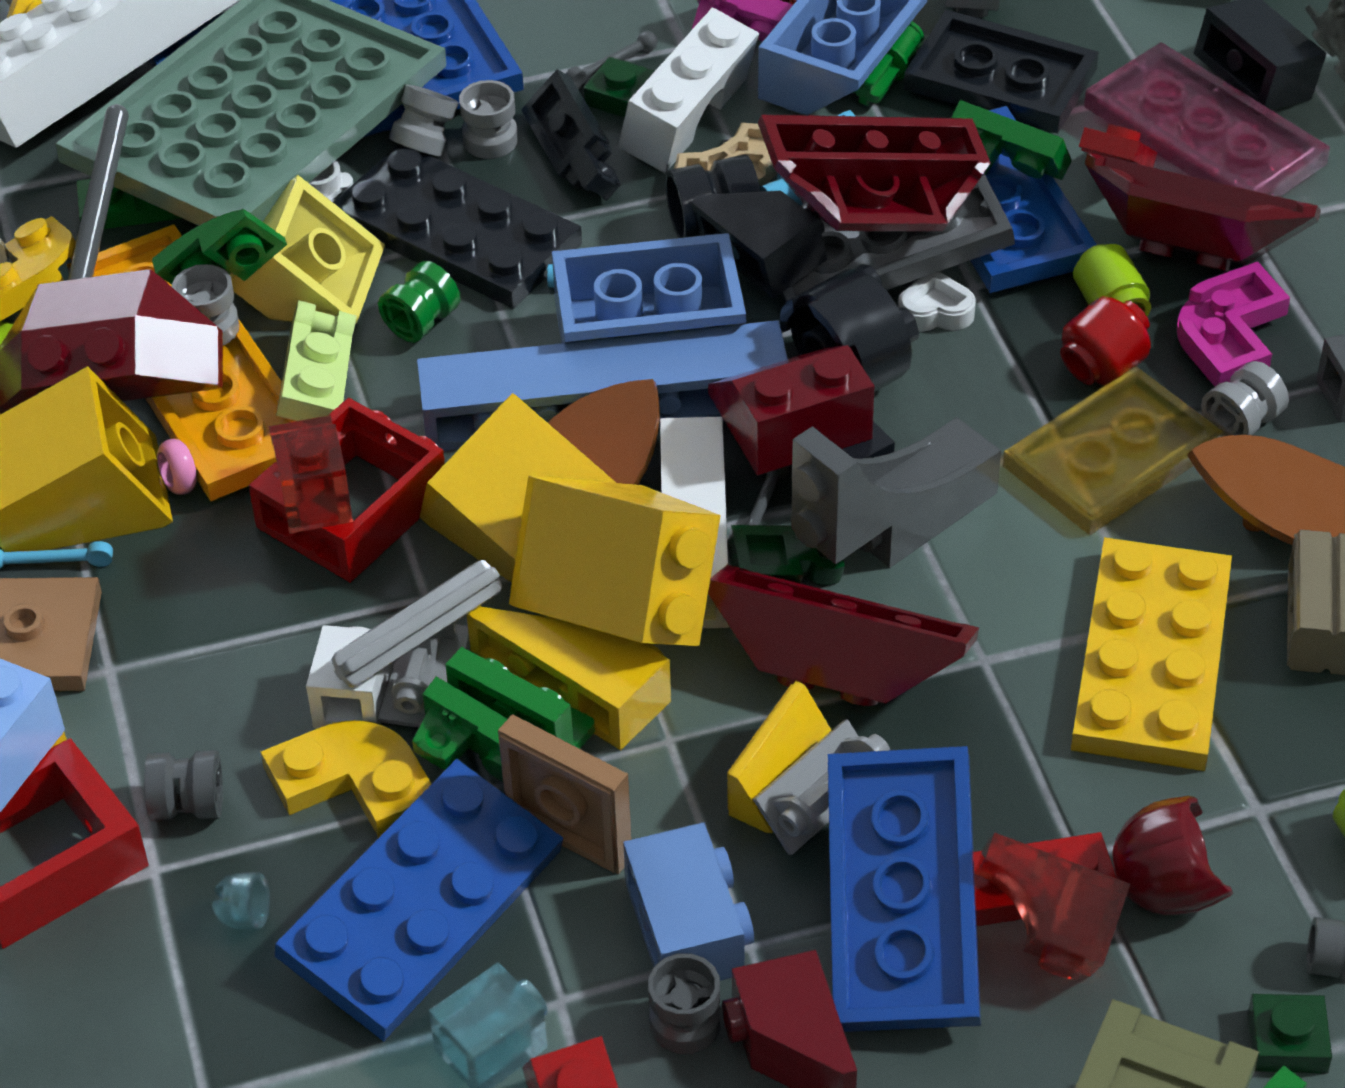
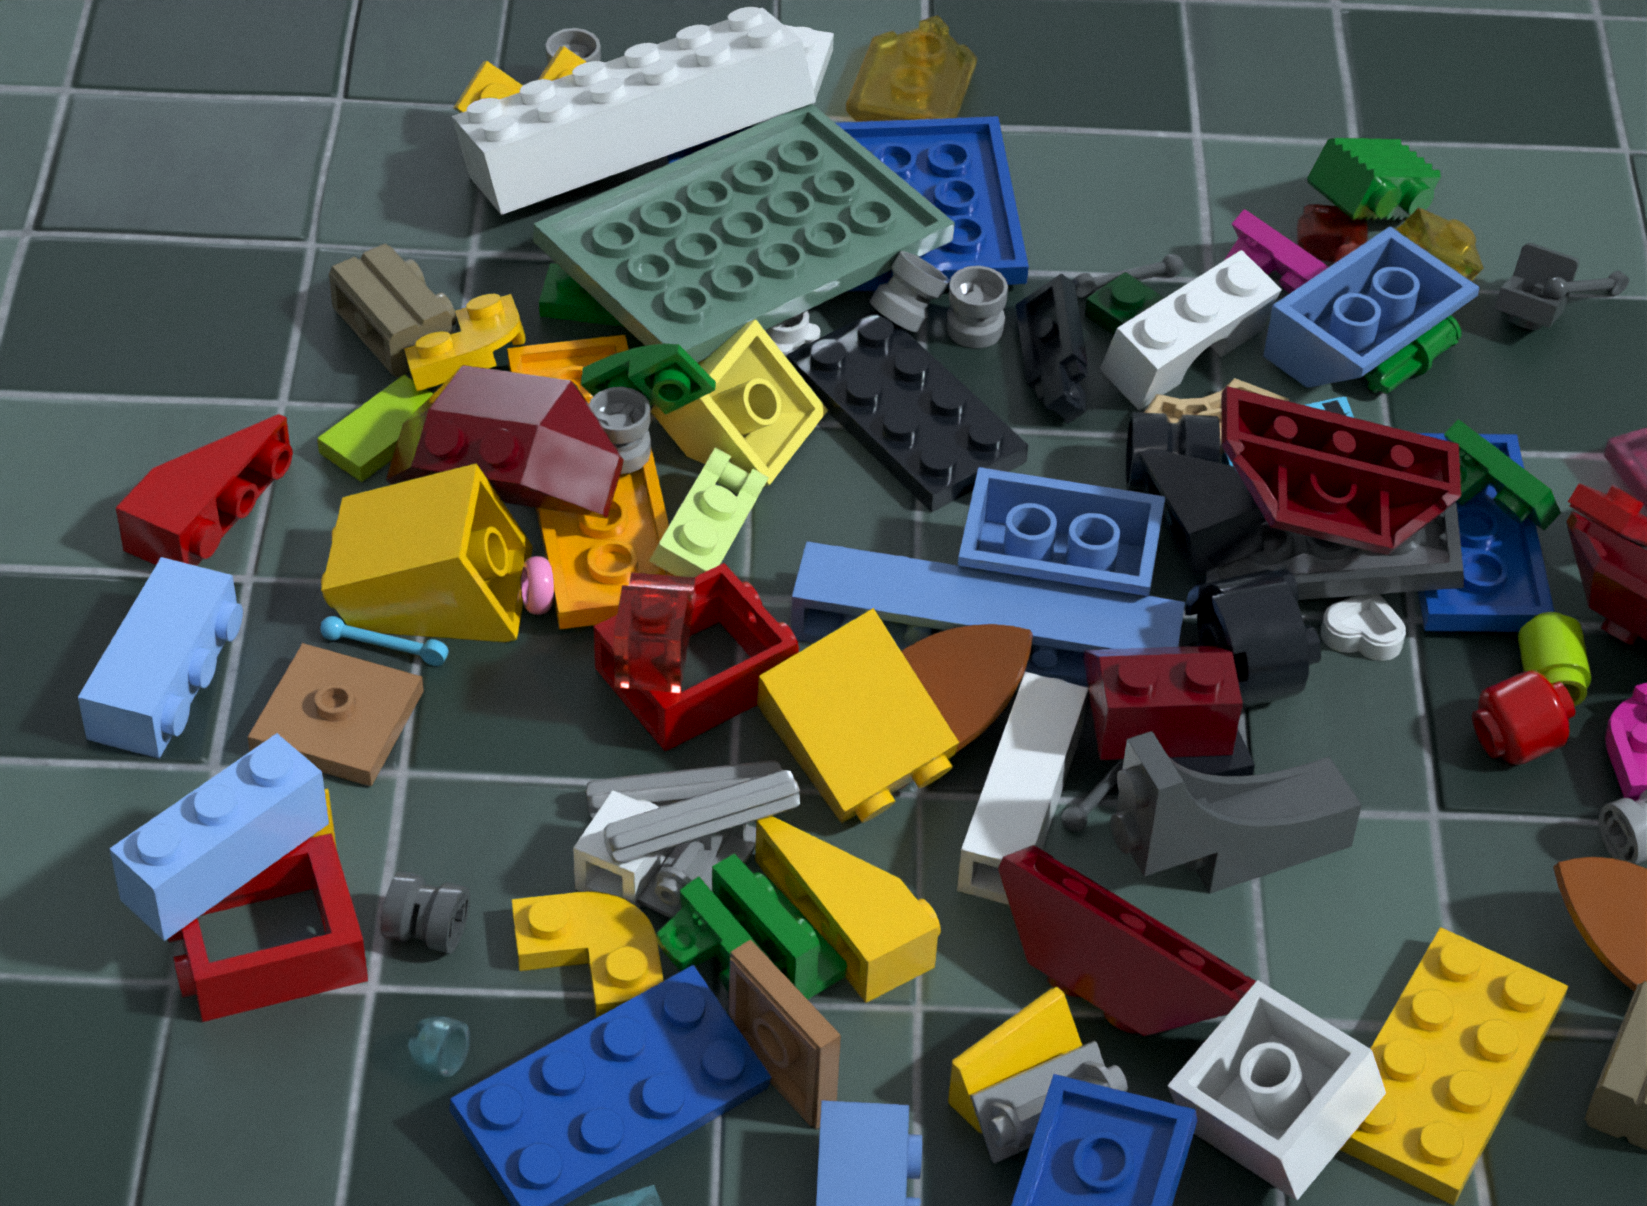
camera: 15 degrees right, 0 degrees up
(99, 192) = (555, 288): dark grey piece -> none
(371, 609) = (675, 786): none -> light grey axle
(413, 307) = (839, 478): green wheel -> none
(615, 559) = (916, 808): yellow slope -> none
(778, 554) = (1088, 846): dark green plate -> none
(1001, 68) = (1529, 390): black plate -> none
(1027, 710) = (1278, 1089): none -> white brick
(1110, 450) = (1486, 834): clear yellow tile -> none

